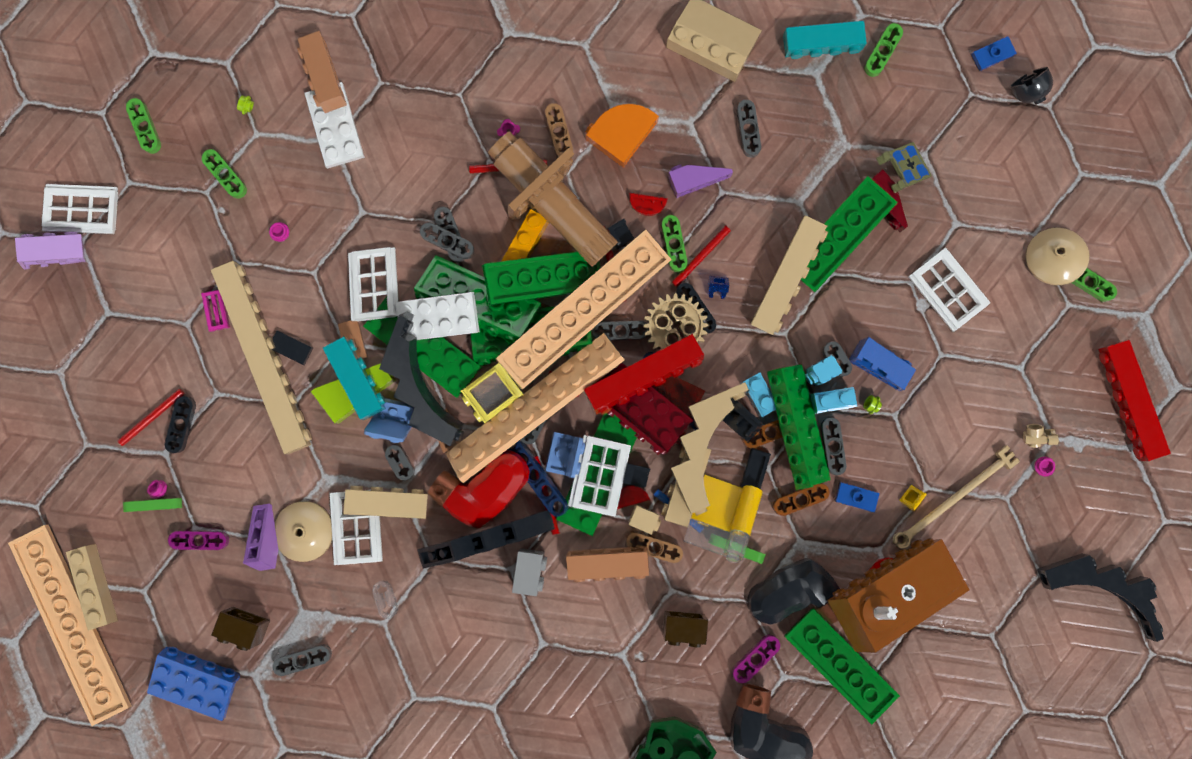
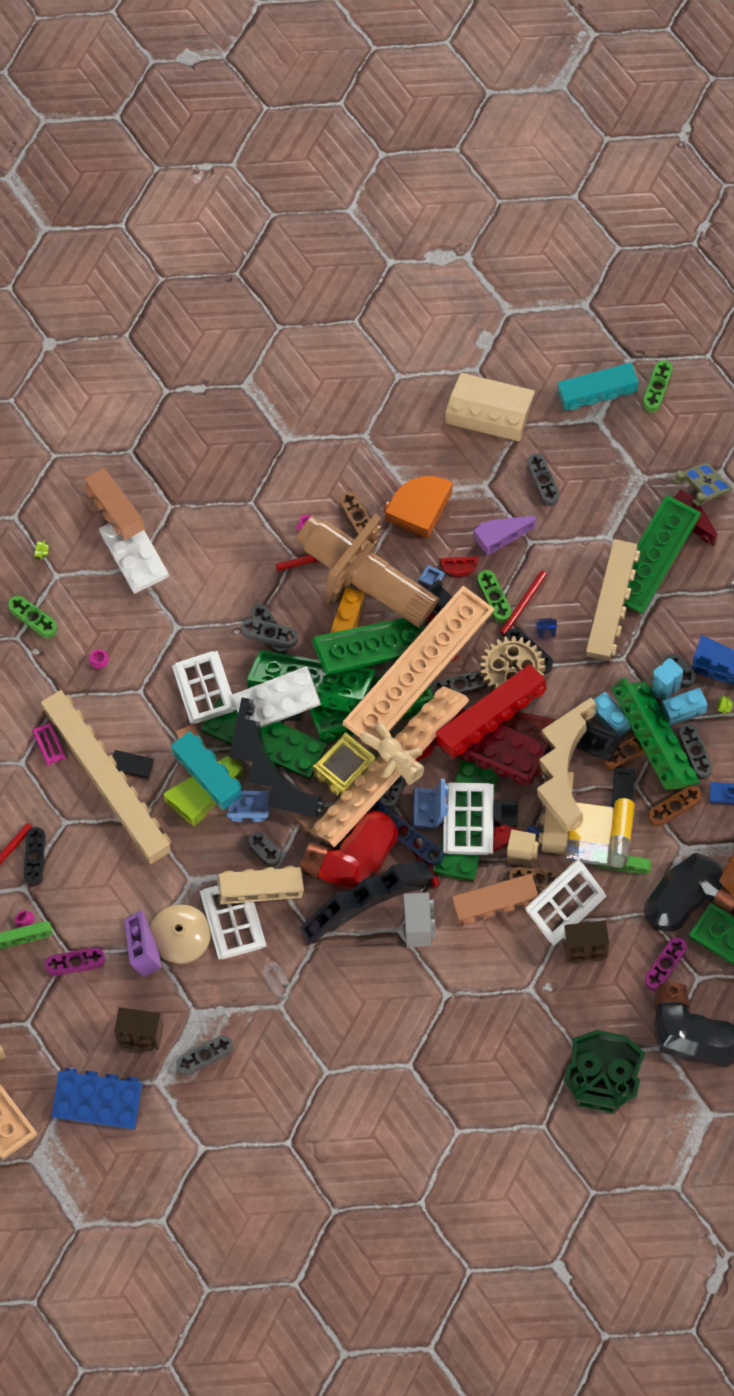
camera: 10 degrees left, 20 degrees down
(536, 401) = (392, 752): none -> tan animal
(617, 210) = (430, 576): none -> medium blue tile
(665, 570) = (548, 894): none -> white piece

